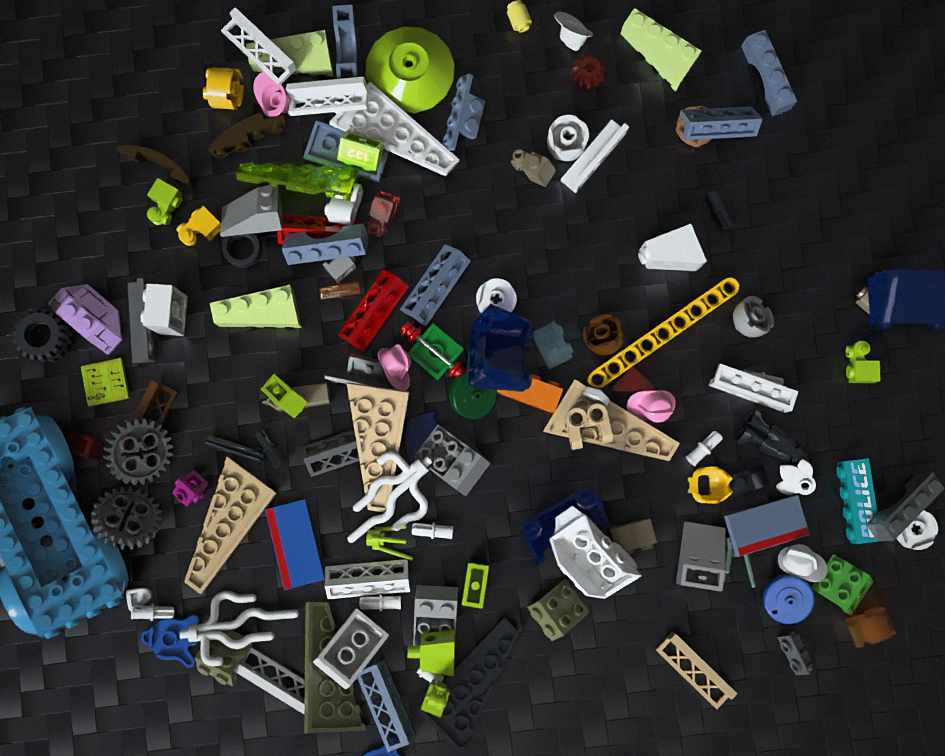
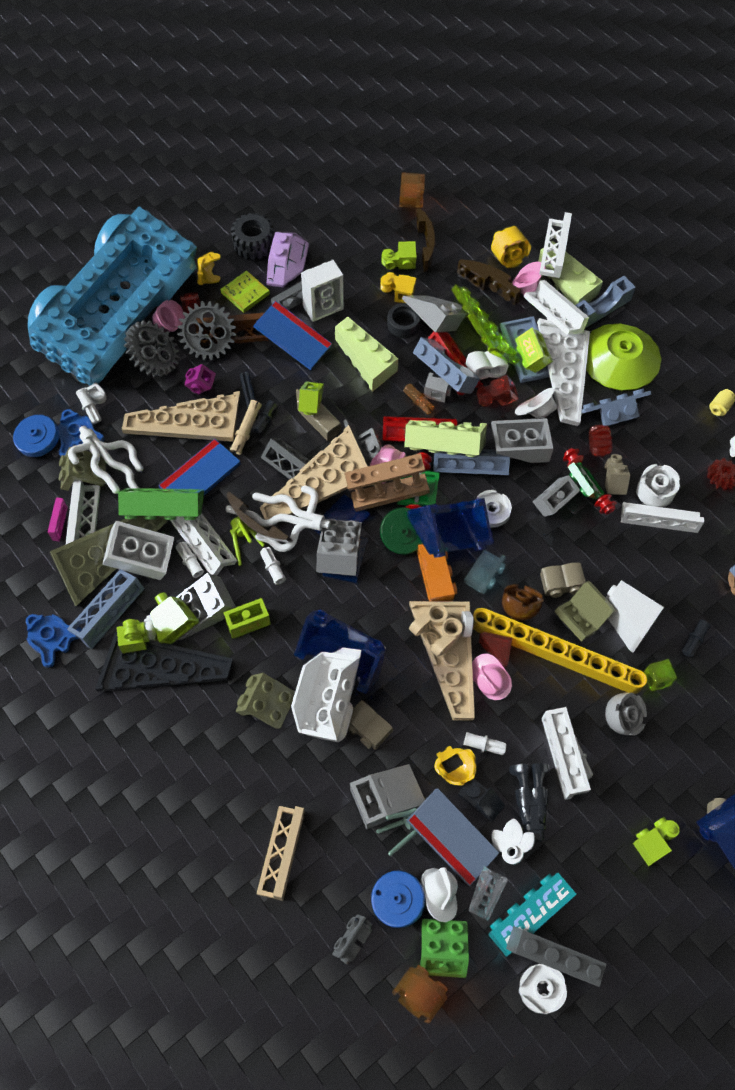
camera: 60 degrees right, 20 degrees down
(57, 410) = (204, 268): none -> yellow helmet
(89, 139) = (412, 190): none -> clear orange brick
(92, 478) = (168, 316): none -> bright pink piece
(155, 681) = (36, 435): none -> blue wheel
(193, 368) = (292, 335): none -> blue tile
(264, 704) = (57, 519): none -> dark pink tile
(277, 480) = (242, 434): none -> tan pin
(314, 602) = (160, 502): none -> bright green slope
(360, 532) = (240, 508): none -> dark brown slope
(404, 295) = (446, 437): none -> yellowish green wedge
(417, 184) = (538, 406): none -> white piece
(423, 382) = (389, 492): none -> medium nougat fence
(449, 226) = (523, 439): none -> light grey slope
(491, 156) = (600, 440): none -> clear red gear
(522, 235) = (556, 496): none -> light grey brick
(527, 198) = (589, 485): none -> plate
(602, 284) = (562, 579): none -> dark tan brick
(645, 288) = (585, 611): none -> olive bracket
(735, 264) = (660, 675): none -> clear neon green brick
(819, 518) = (493, 896): none -> clear slope

